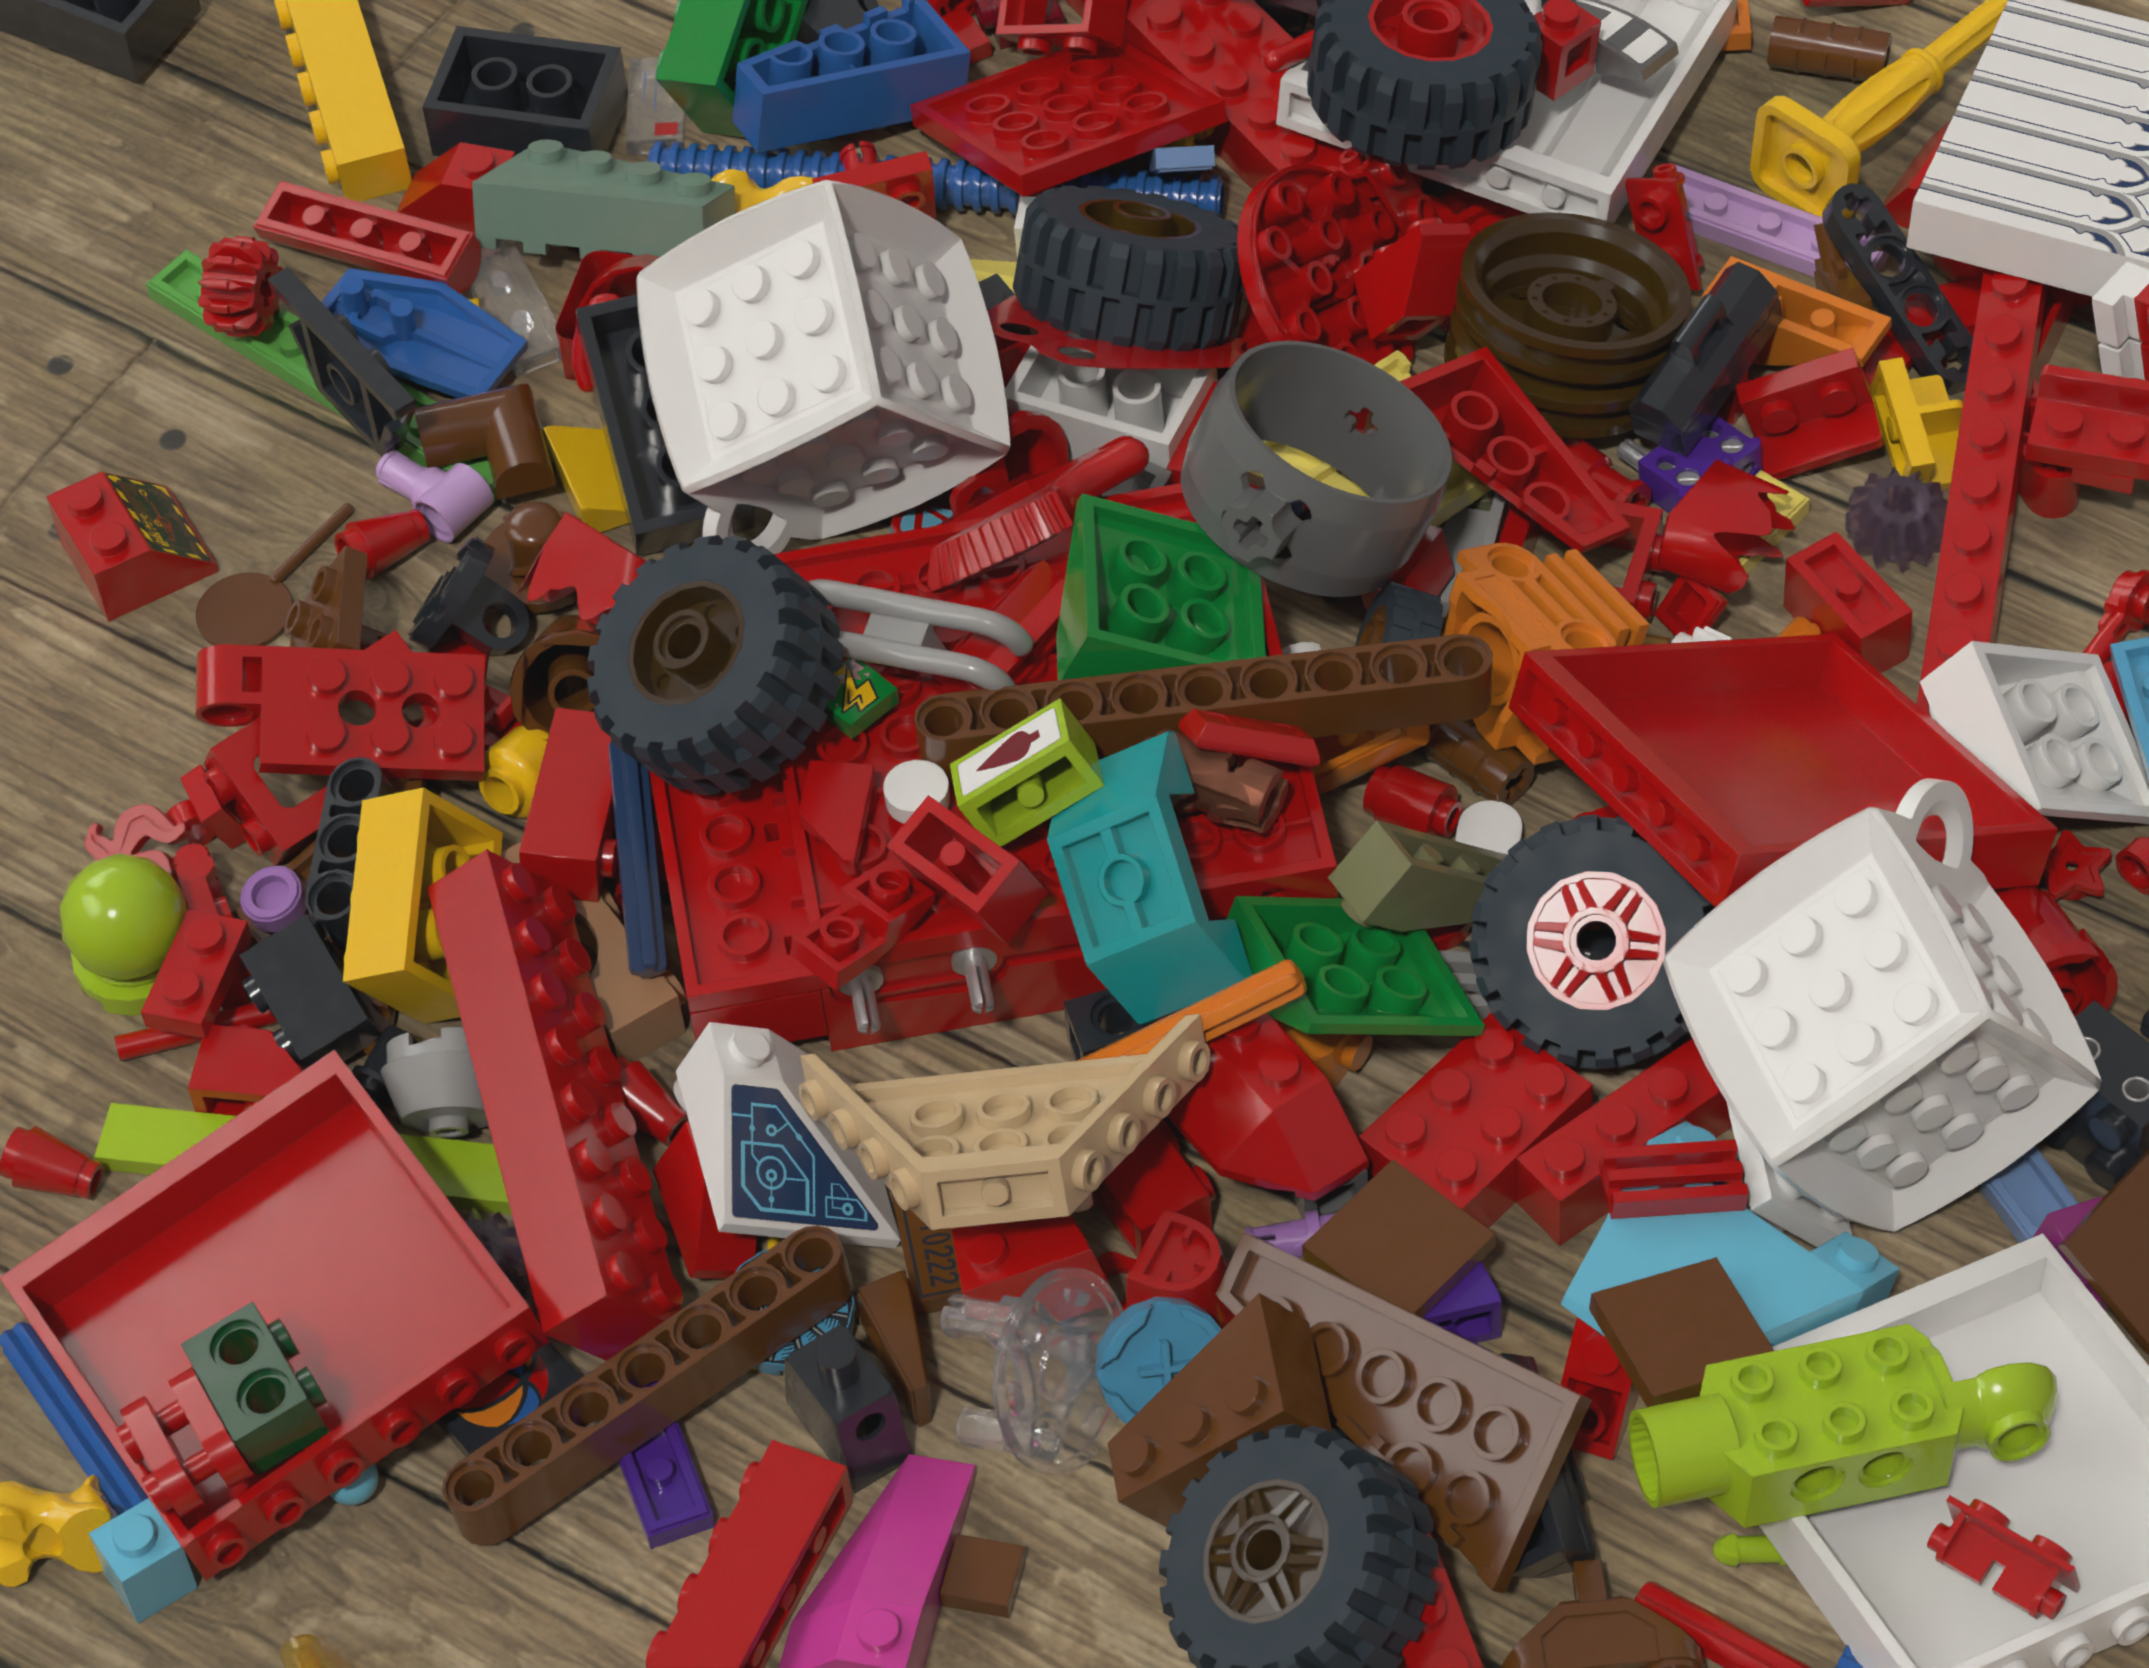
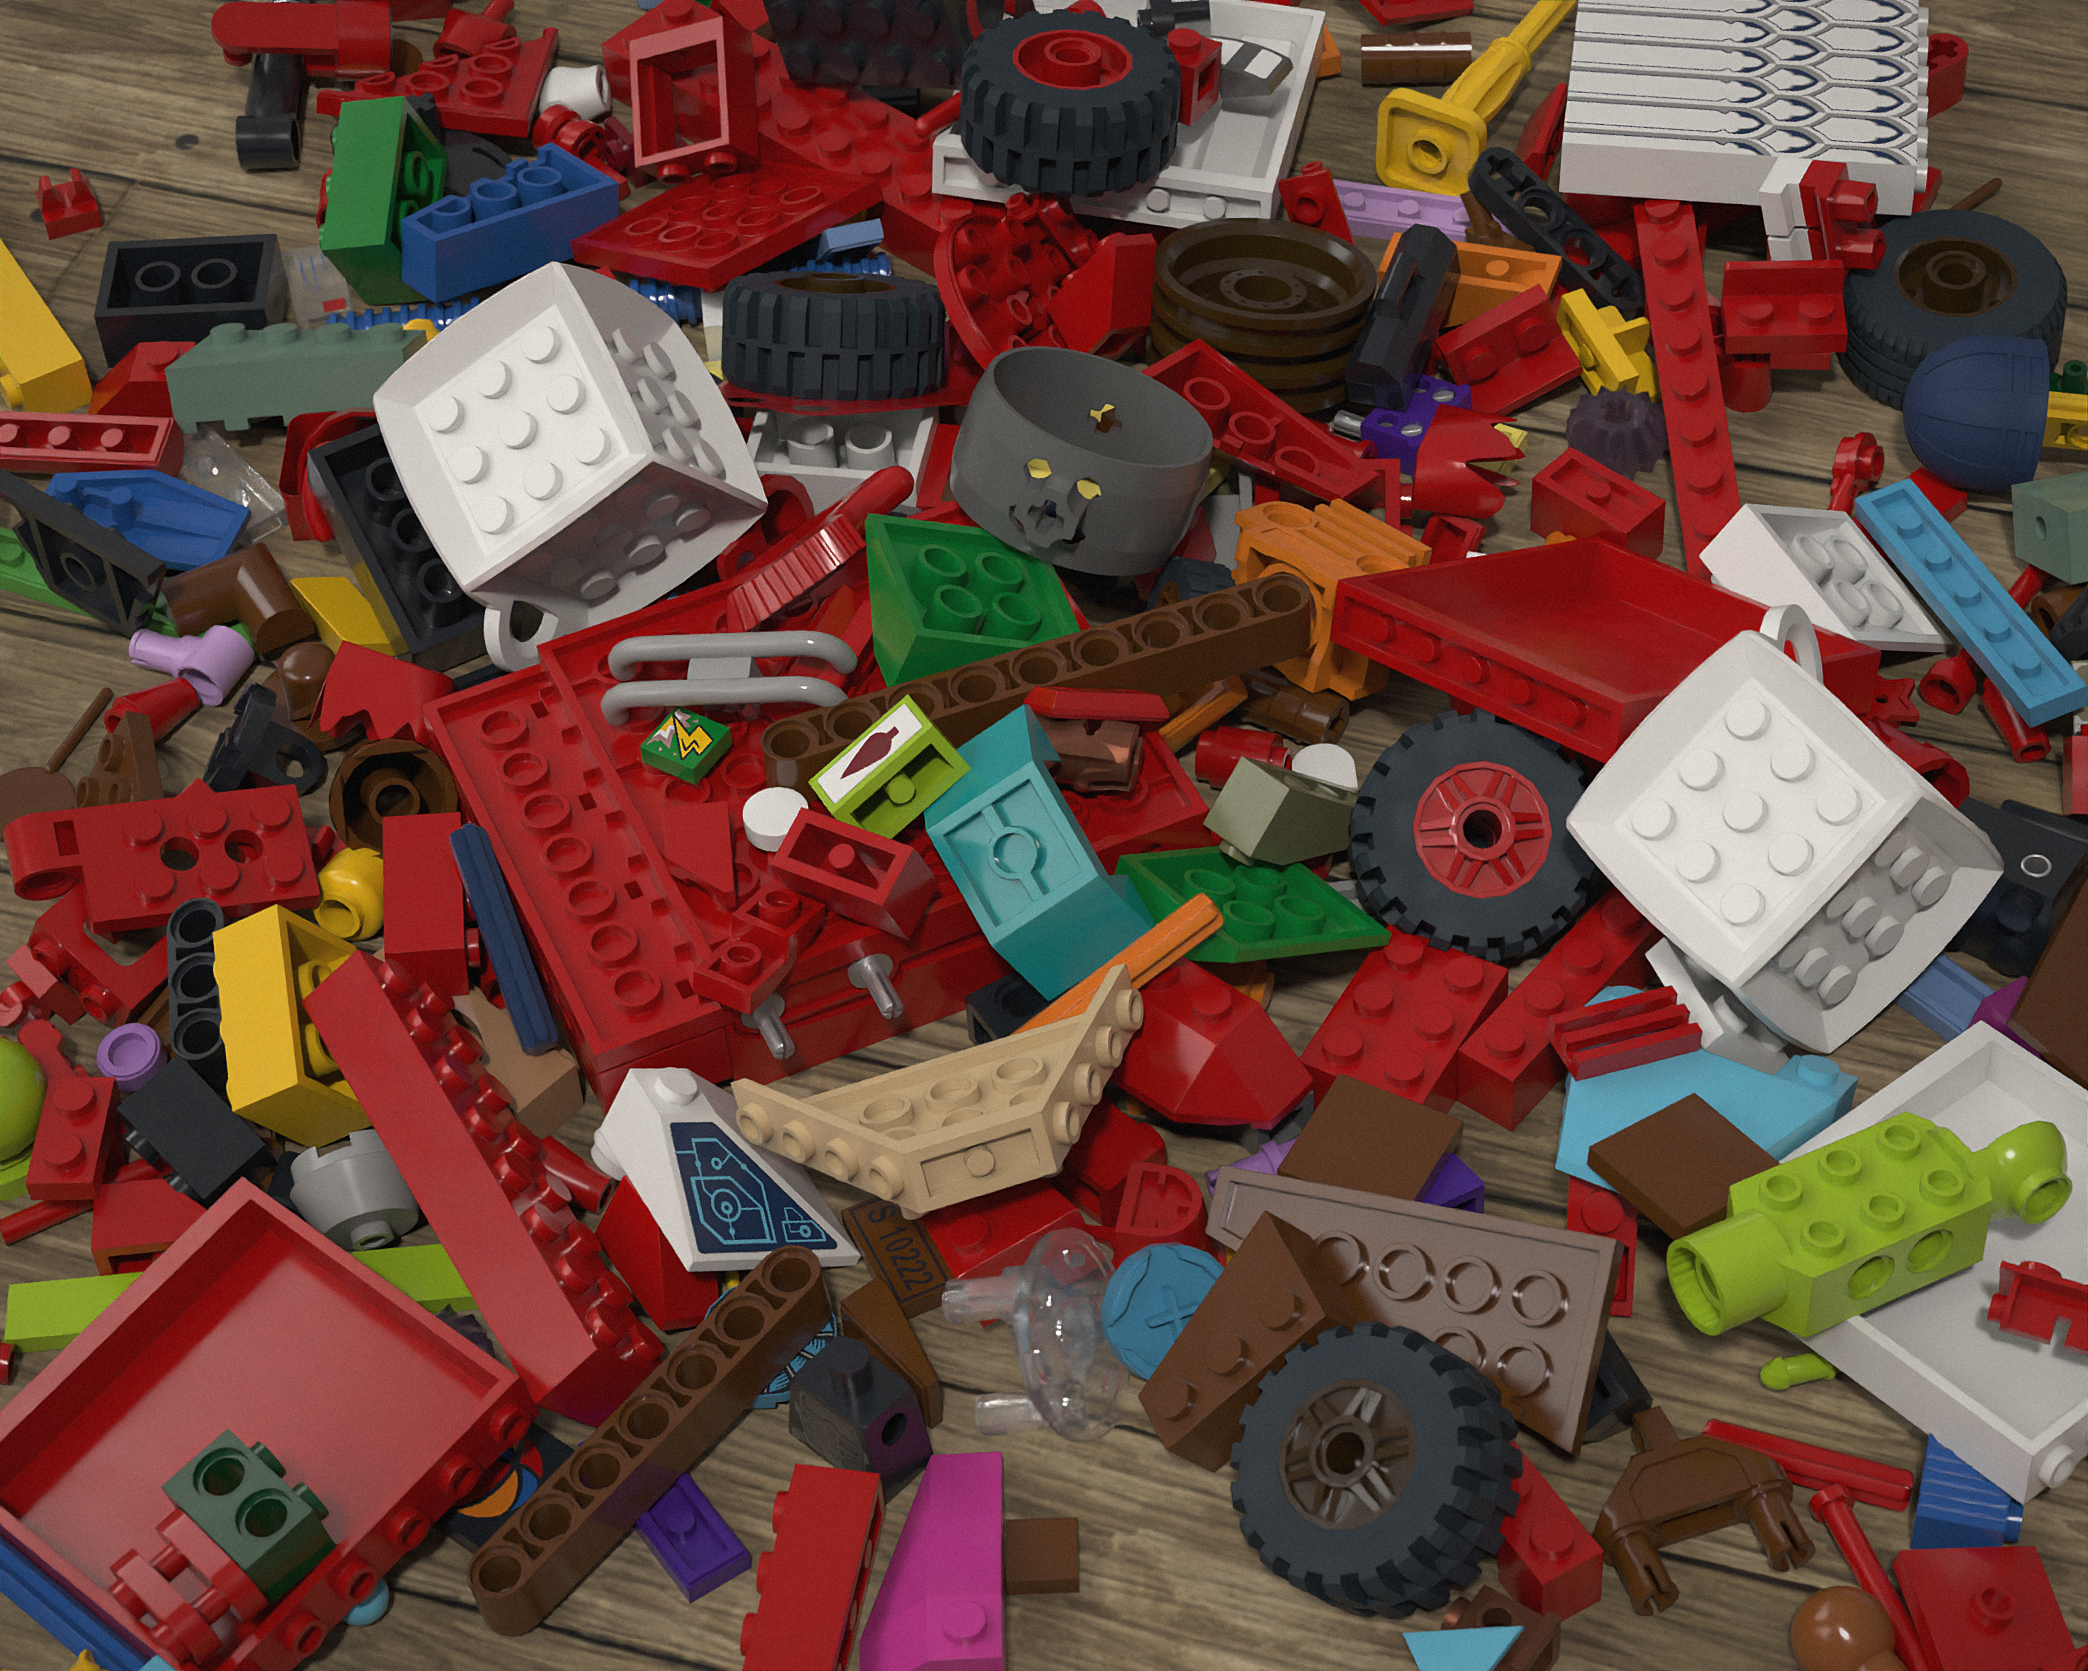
camera: 15 degrees left, 5 degrees down
(714, 665) = (547, 732): black wheel -> none

